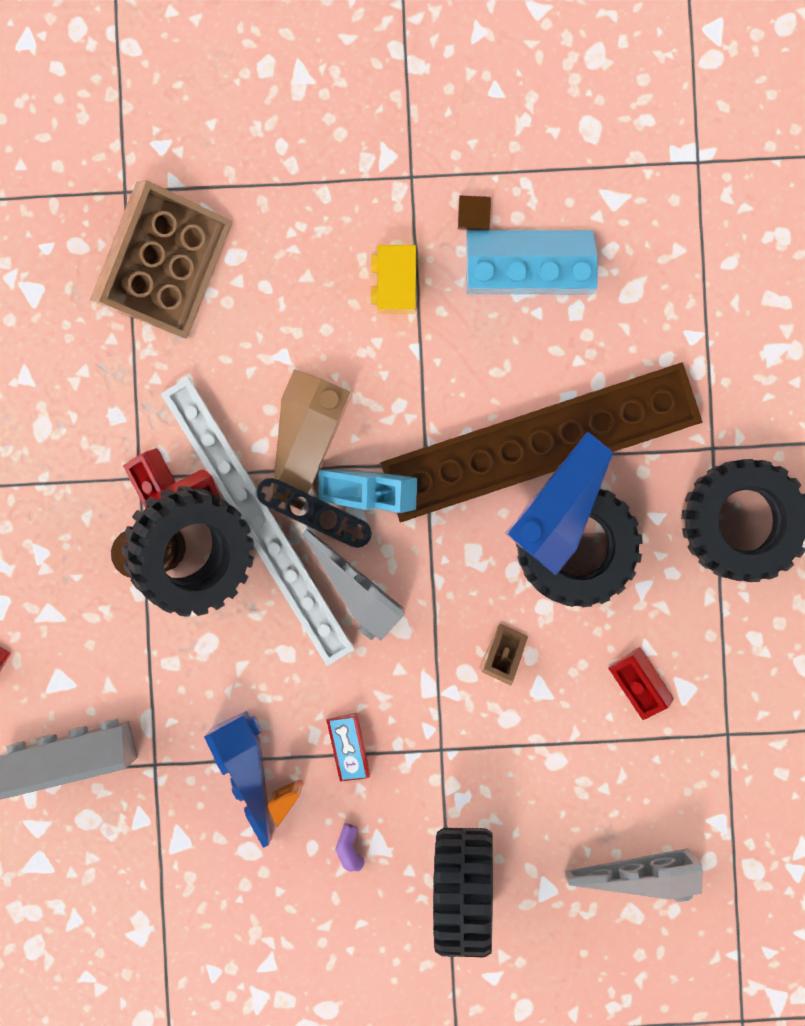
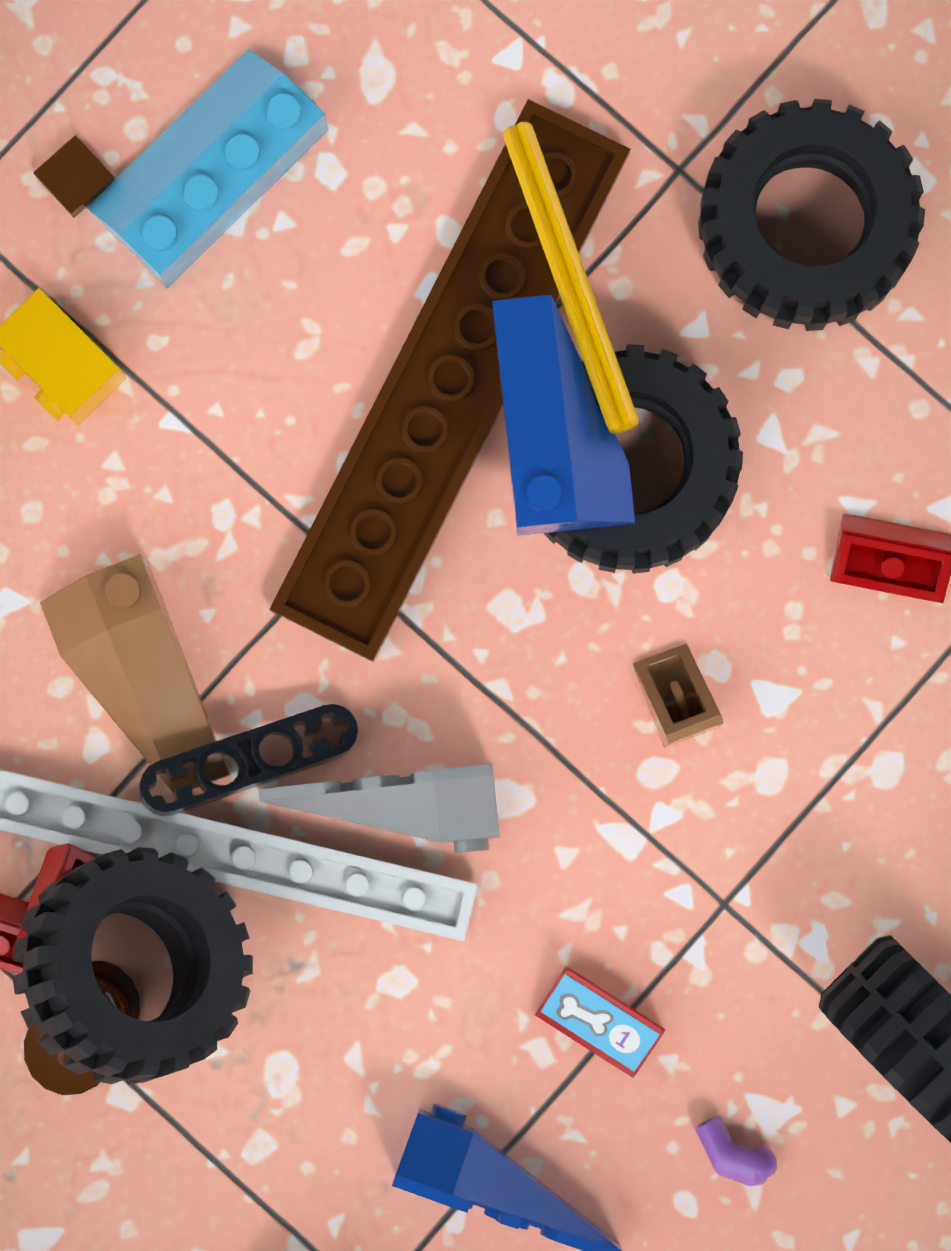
camera: 40 degrees left, 5 degrees down
(283, 800) = (581, 1172): orange slope -> none
(367, 490) = (288, 659): medium azure slope -> none
(627, 452) = (570, 278): none -> yellow axle

